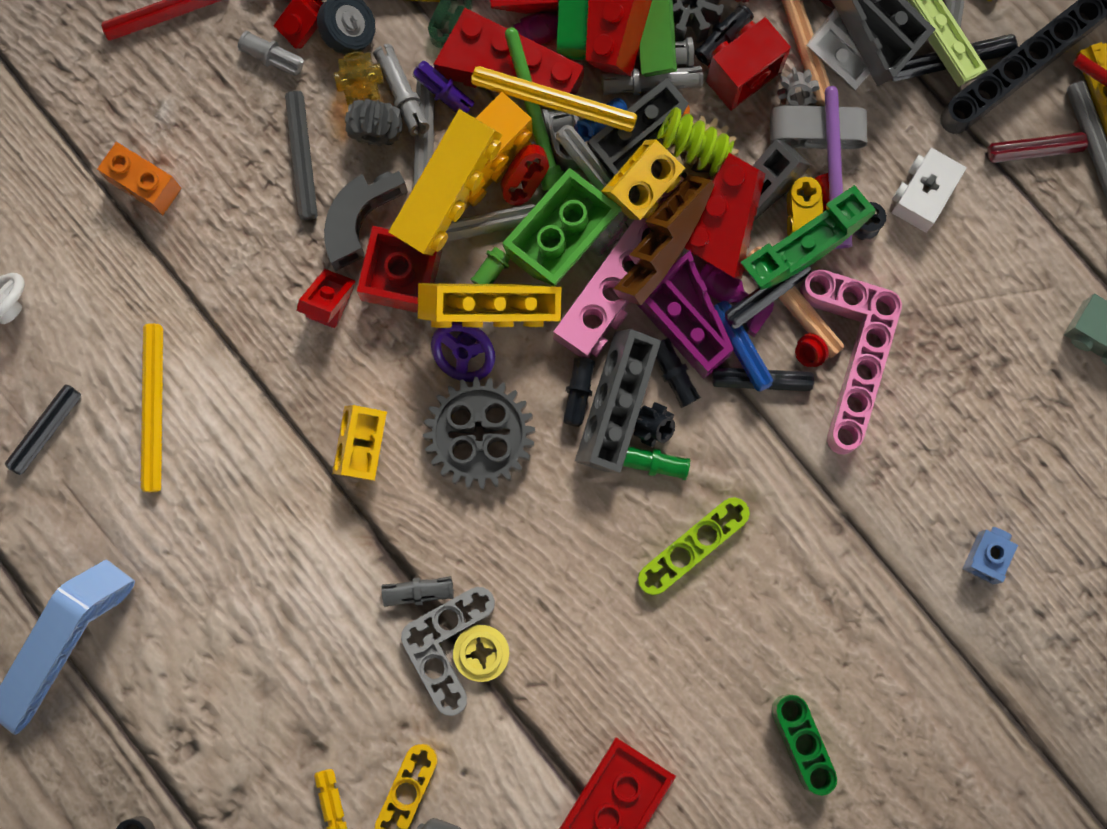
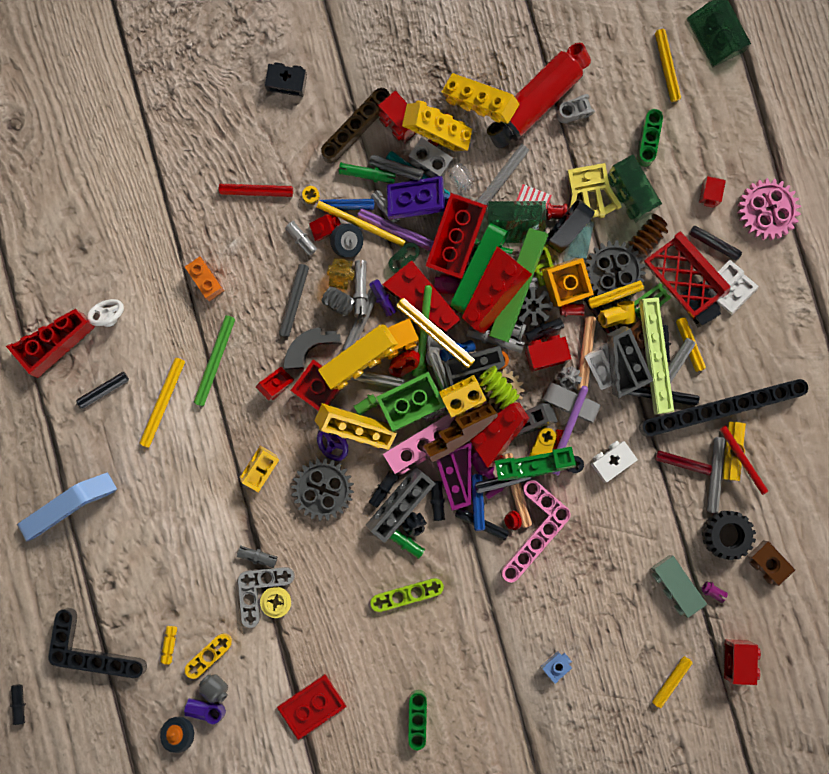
camera: 25 degrees right, 5 degrees up
(211, 304) = (214, 360): none -> bright green axle

